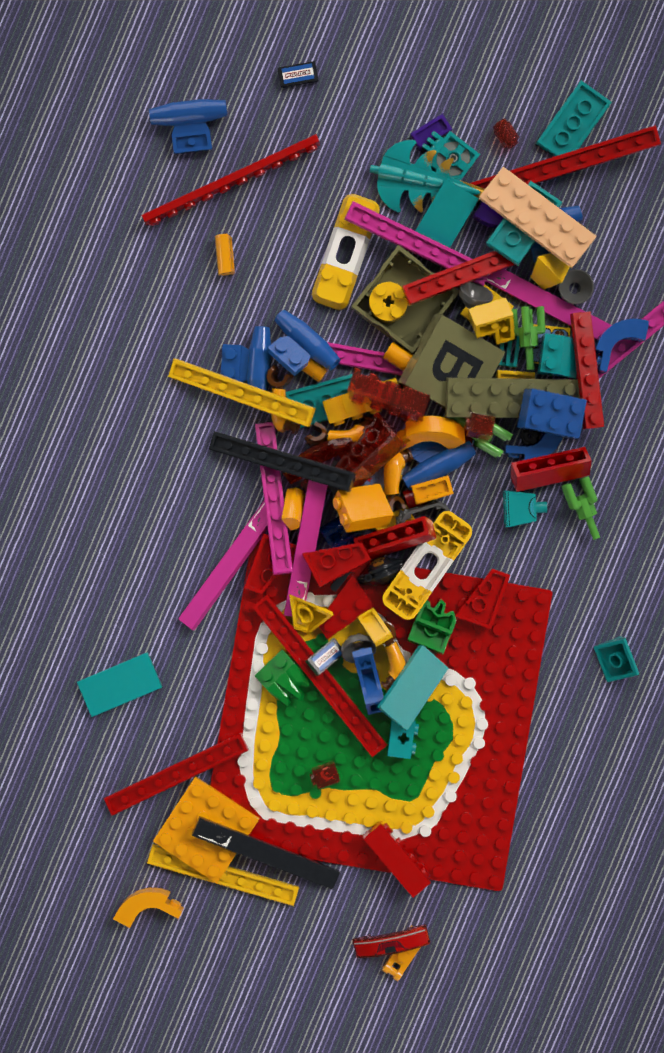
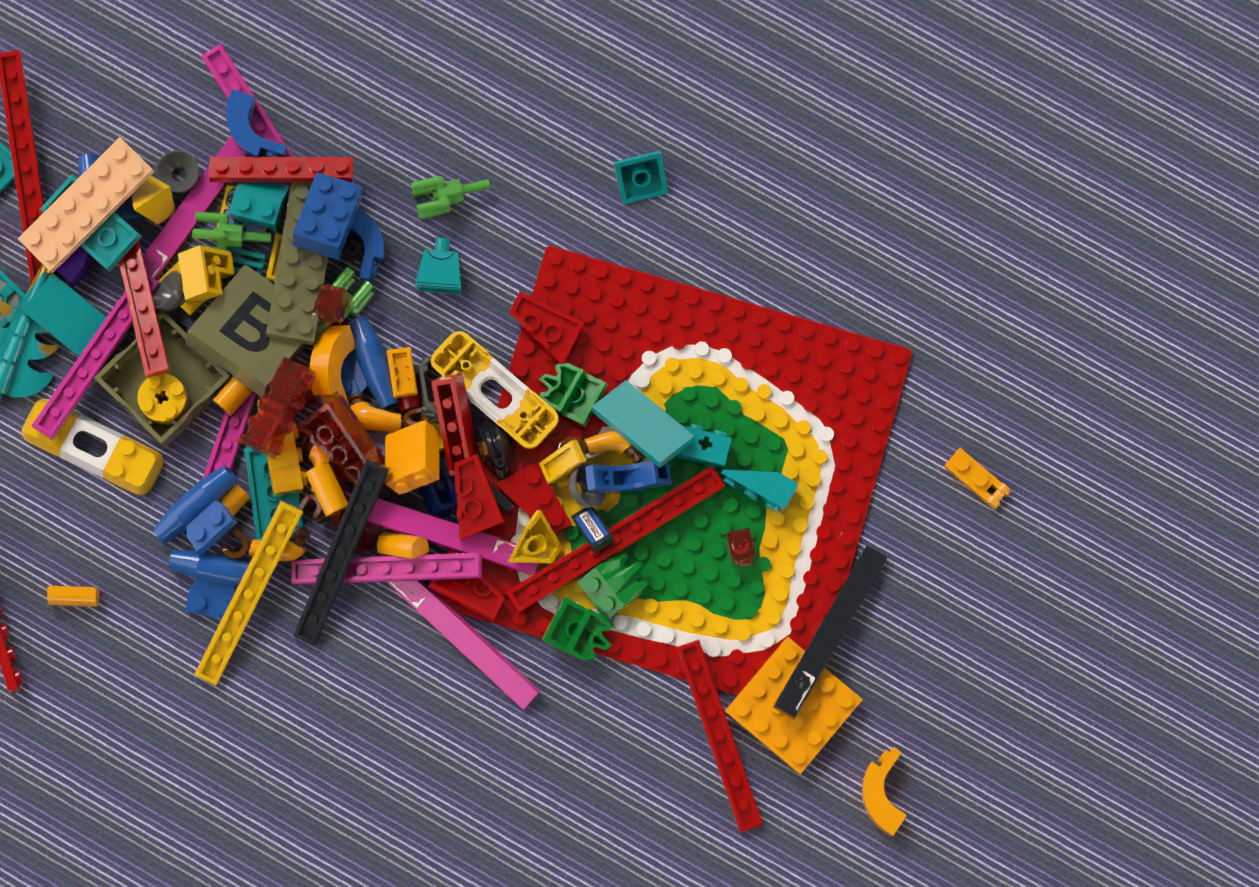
camera: 85 degrees left, 10 degrees down
(119, 684) = (597, 794): teal tile -> none
(232, 878) = (860, 682): yellow tile -> none
(243, 654) = (577, 630): none -> green plate
(329, 443) = (327, 489): none -> light orange brick
(375, 792) = (769, 487): none -> teal slope
(392, 942) = (960, 491): slope -> none
(397, 859) = (855, 471): red brick -> none
(550, 469) = (396, 227): red brick -> none

